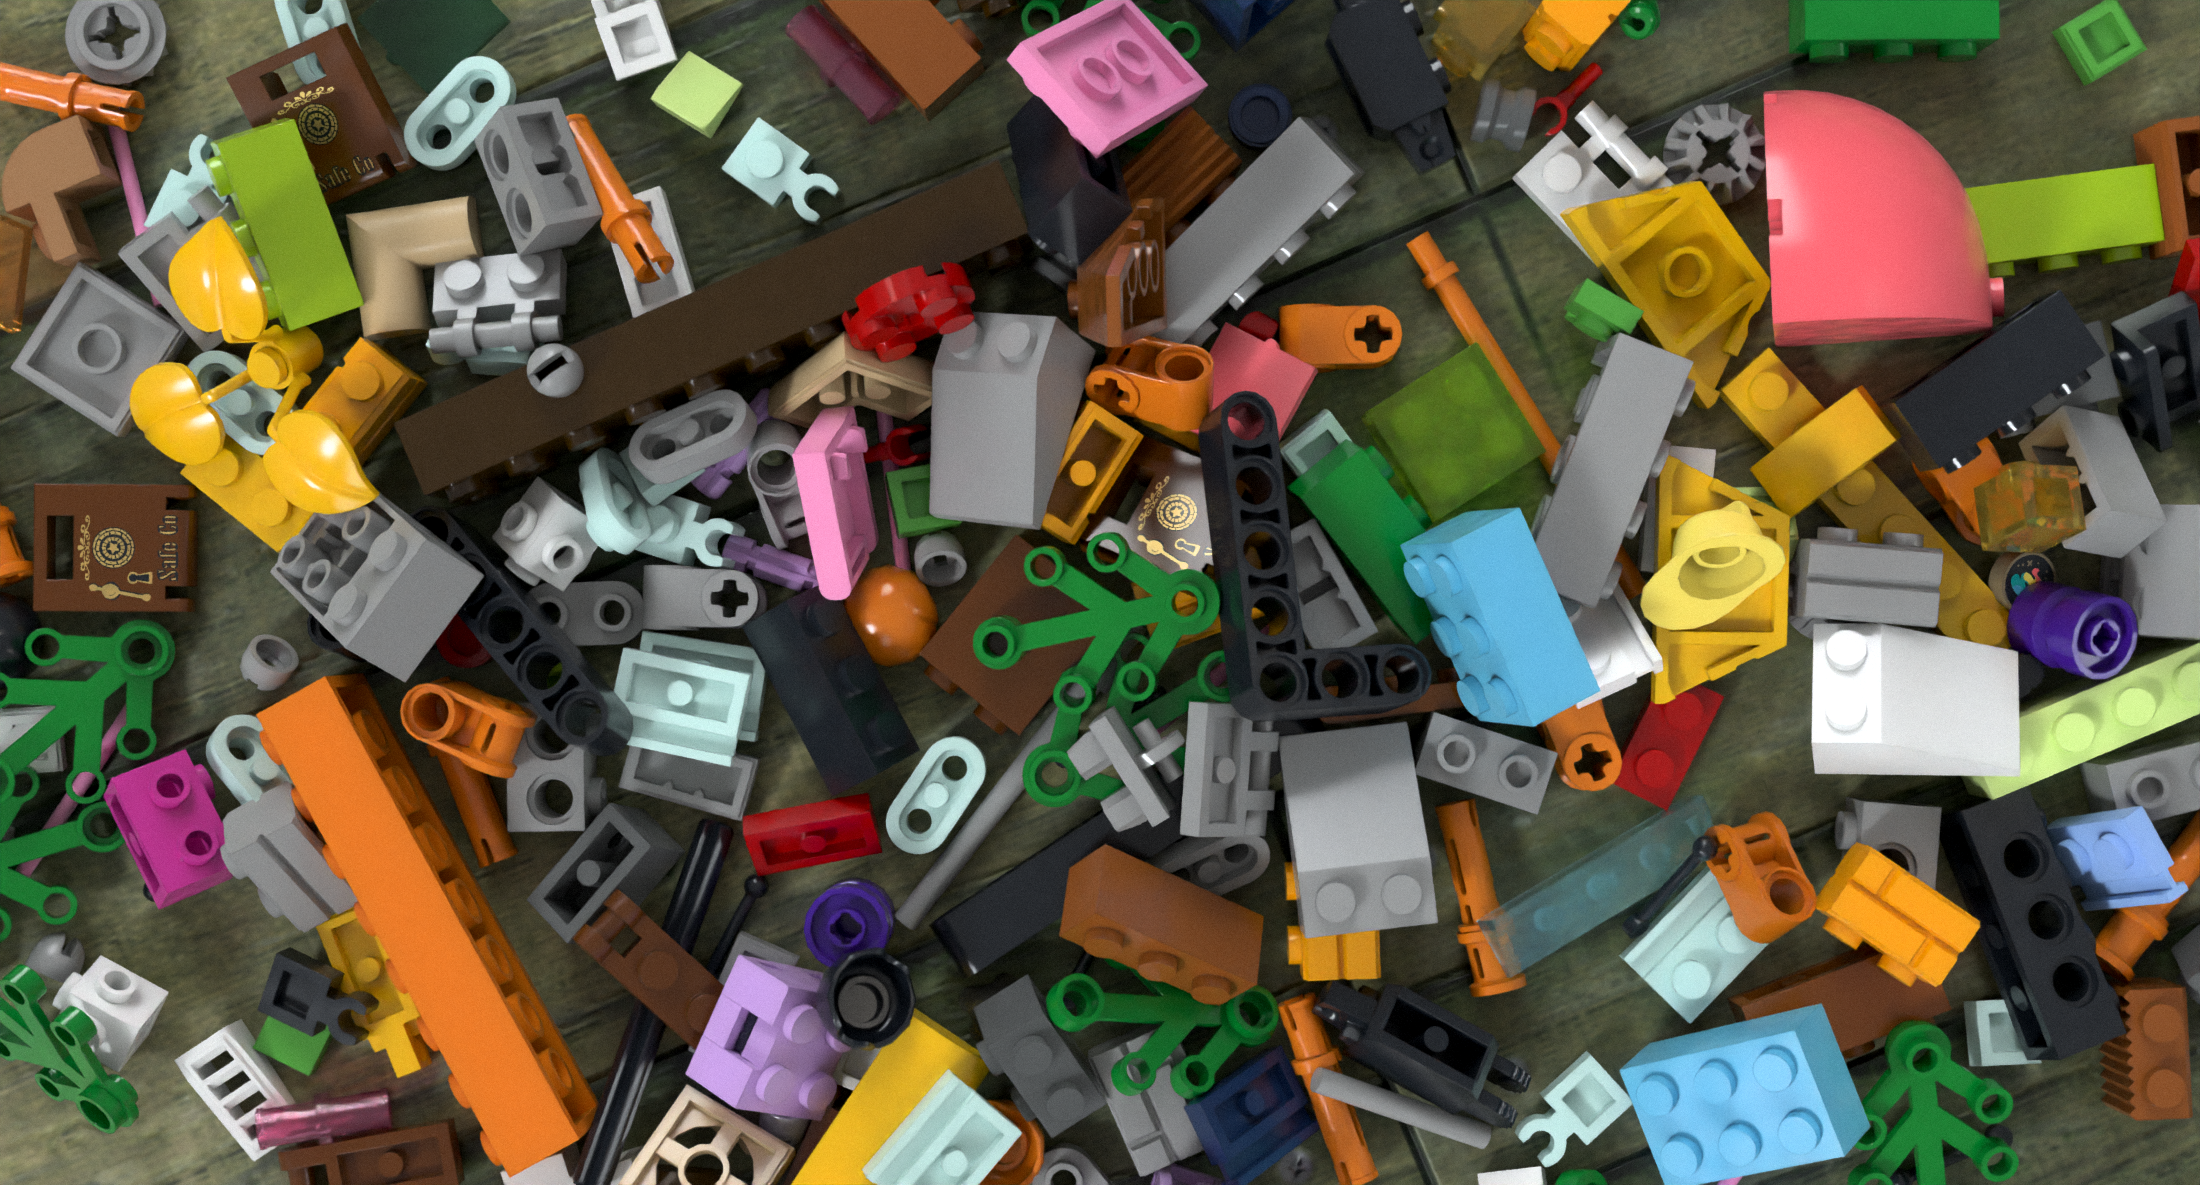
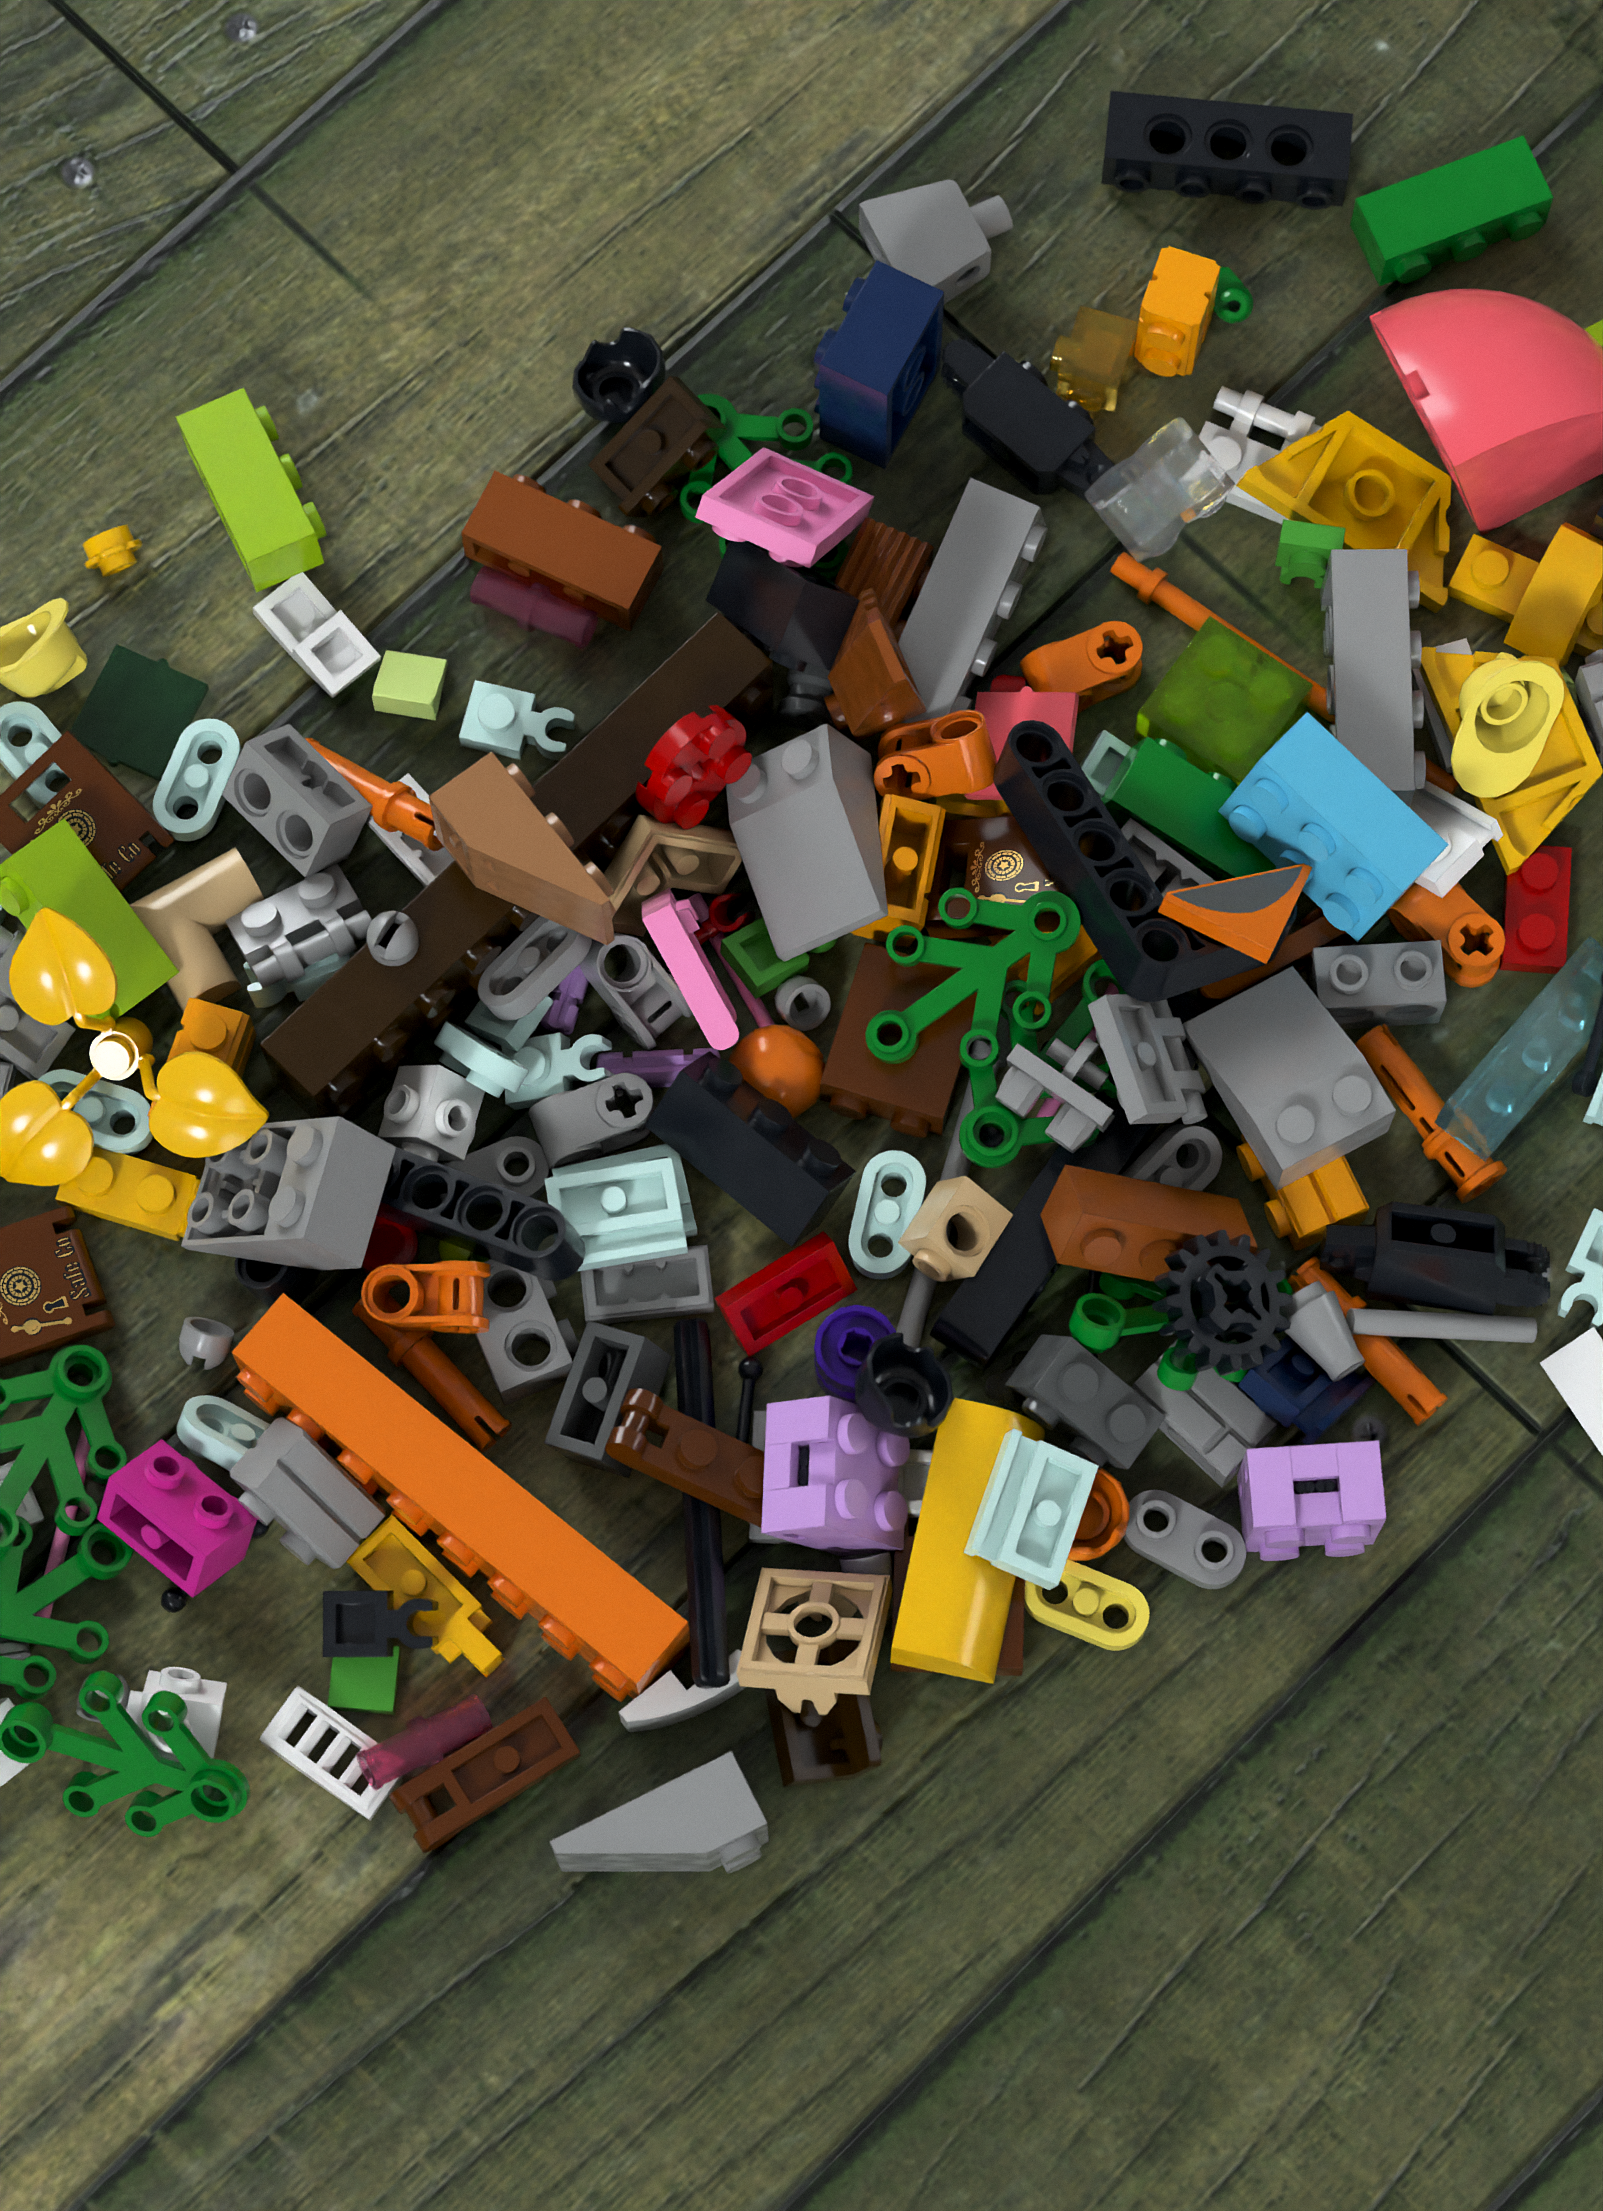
camera: 20 degrees left, 15 degrees down
(682, 319) = (517, 852): none -> medium nougat slope
(1009, 855) = (977, 1221): none -> tan brick
(1171, 1042) = (1228, 1303): none -> black gear
(1259, 116) = (928, 511): dark blue tile -> none
(1285, 1076) = (1322, 1330): none -> light grey cone
(1374, 677) = (1242, 910): none -> orange tile
(1484, 190) = (1160, 490): none -> clear brick
(1502, 115) = (1142, 420): dark grey wheel -> none
(1567, 97) = (1198, 394): red hand -> none
(1685, 153) = (1324, 398): light grey gear -> none

